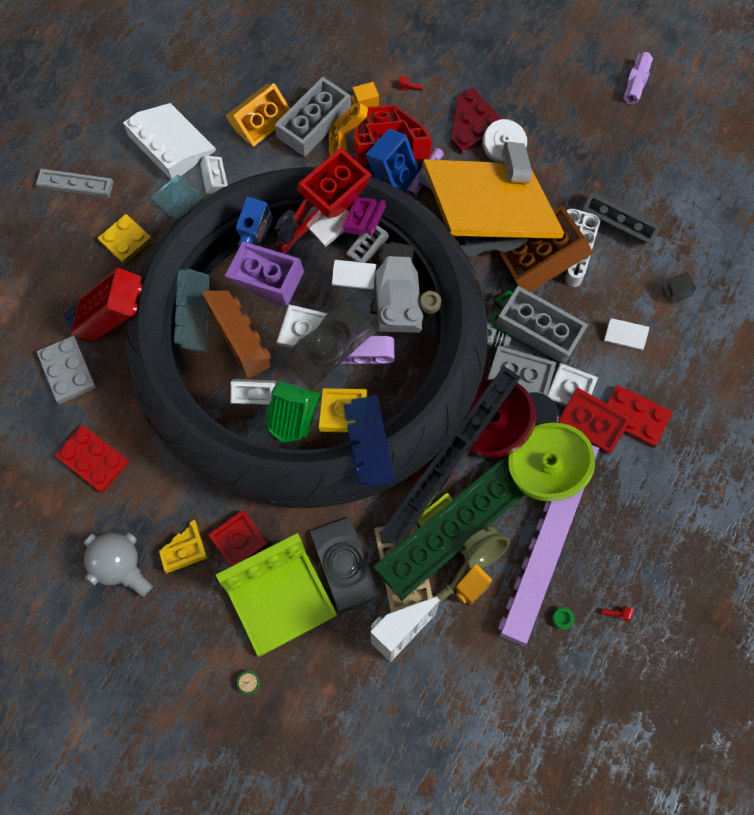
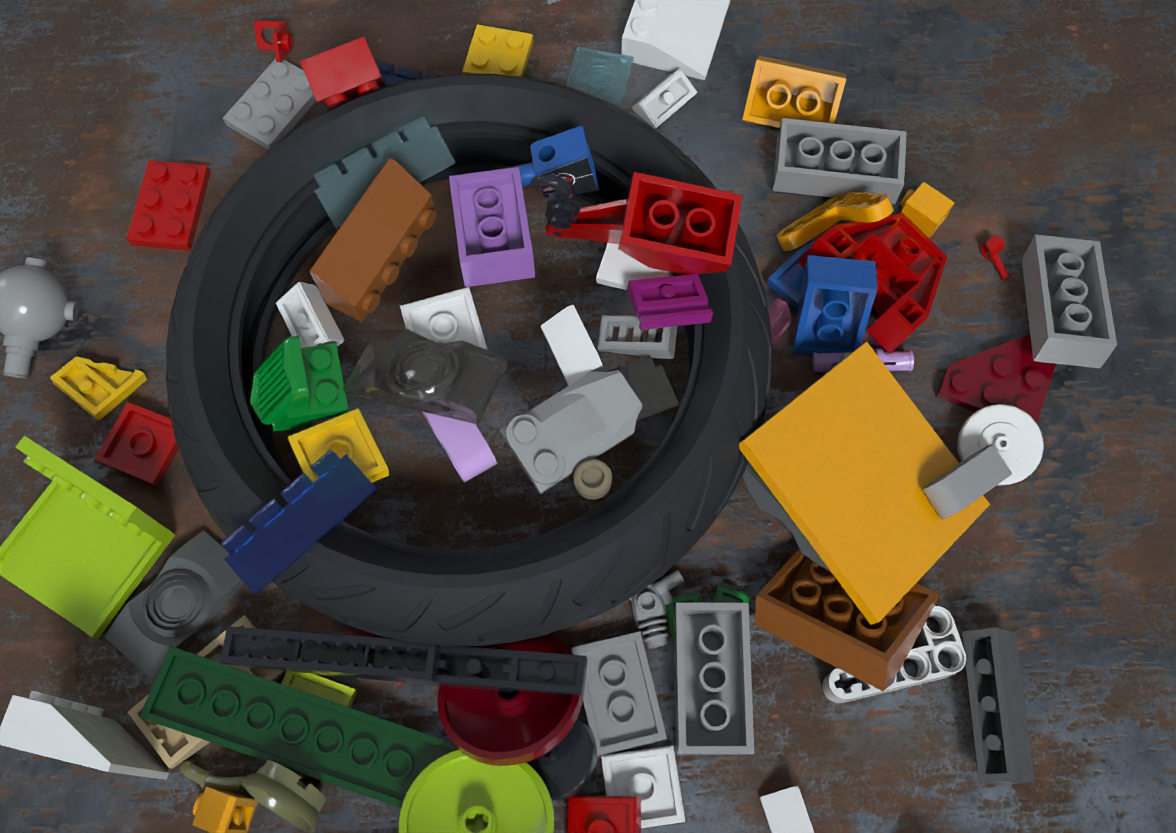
camera: 60 degrees right, 0 degrees up
(28, 341) = (282, 39): none -> red bracket
(456, 68) = (1068, 302): none -> light grey brick

